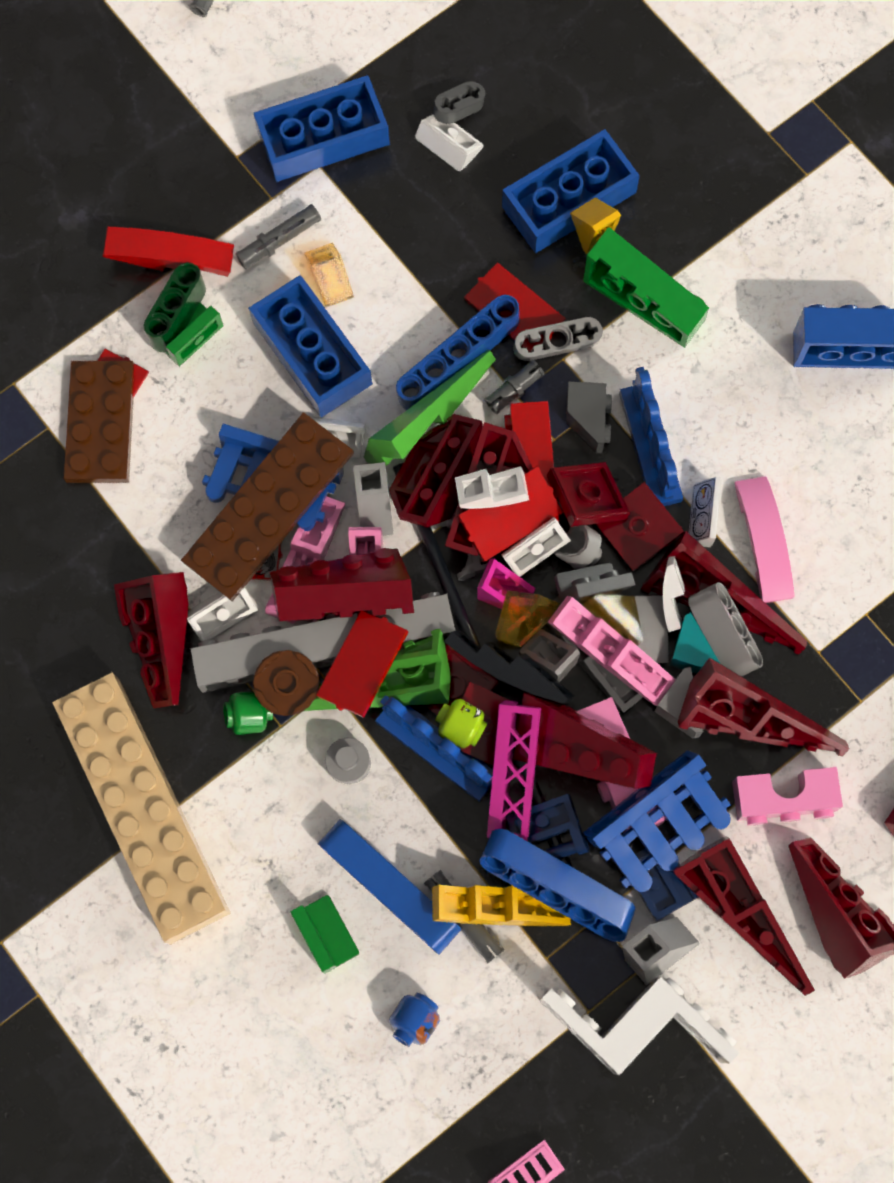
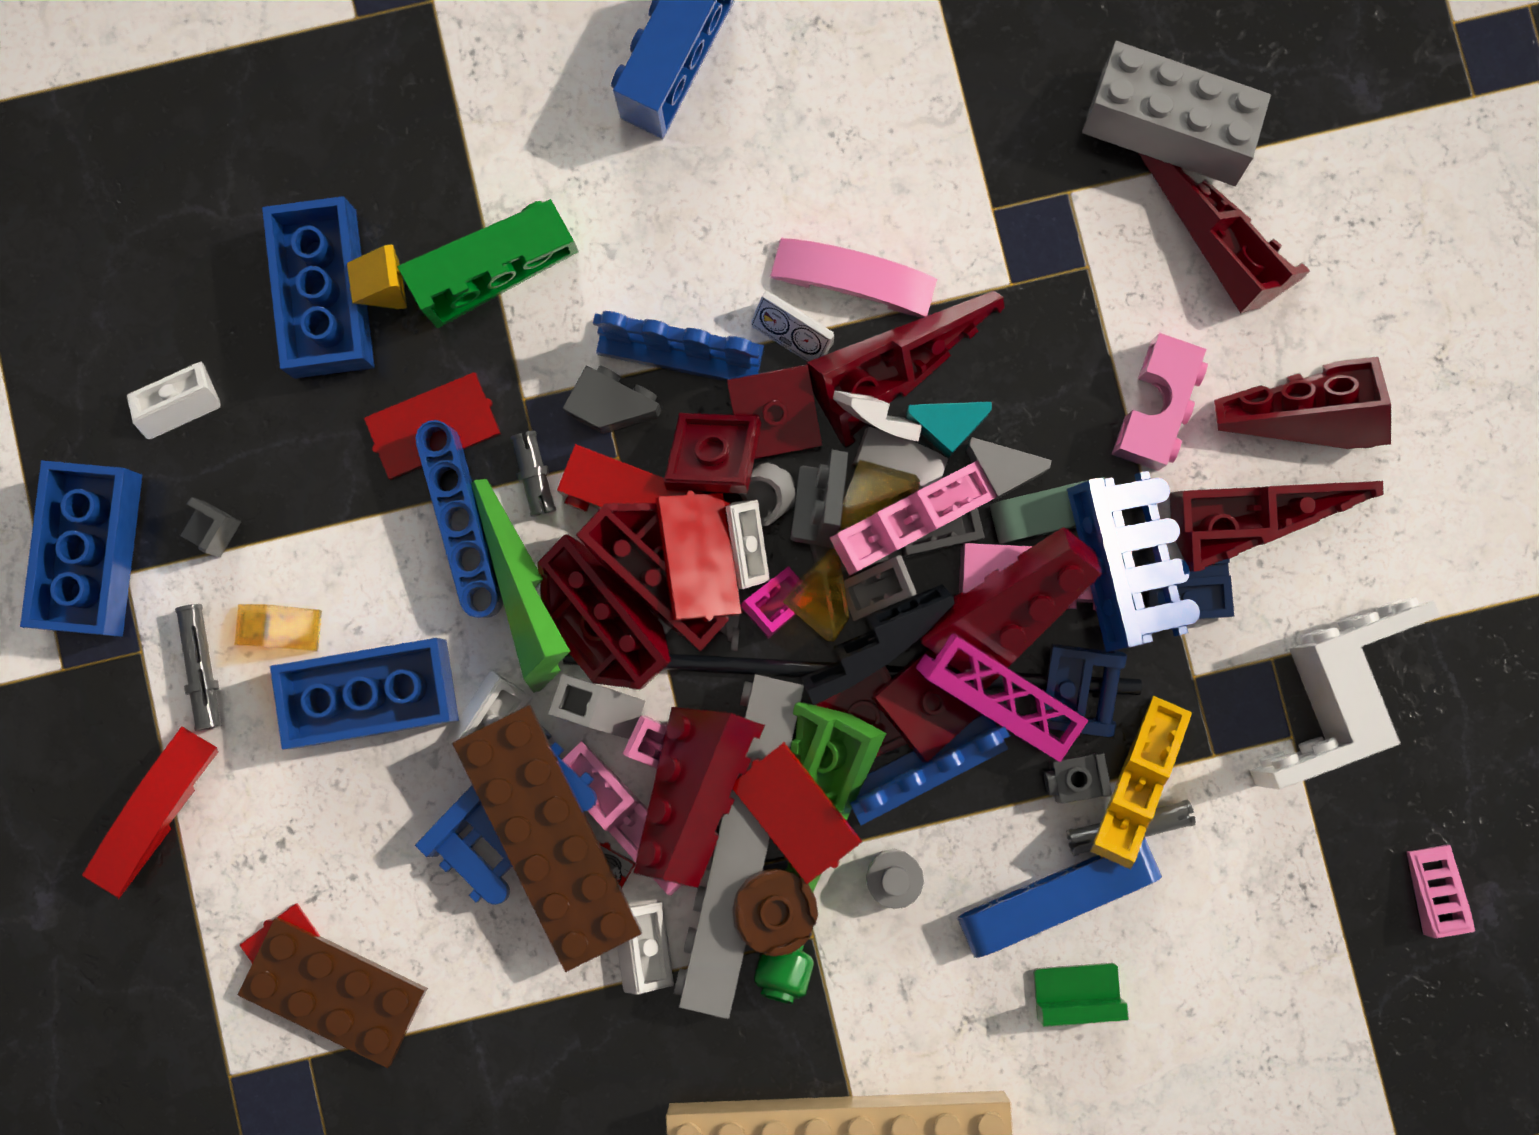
camera: 65 degrees left, 10 degrees up
(157, 620) = (620, 1028): dark red wedge -> none
(174, 294) = (213, 830): dark green beam -> none
(200, 329) = (269, 832): green panel -> none
(375, 201) = (209, 528): none -> dark grey panel
(414, 1019) = (1221, 937): blue head -> none
(457, 99) = (123, 366): dark grey beam -> none
(461, 723) = (924, 732): lime head -> none
(470, 847) = (1095, 773): none -> dark grey brick
(494, 490) = (665, 565): white slope -> none
(558, 885) = (1150, 708): blue beam -> none
(564, 327) = (493, 363): light grey beam -> none
(655, 734) = (1033, 515): none -> sand green beam
(658, 948) = (1265, 626): light grey slope -> none
(725, 629) = (947, 376): light grey beam -> none
(732, 705) = (1034, 414): dark red wedge -> none

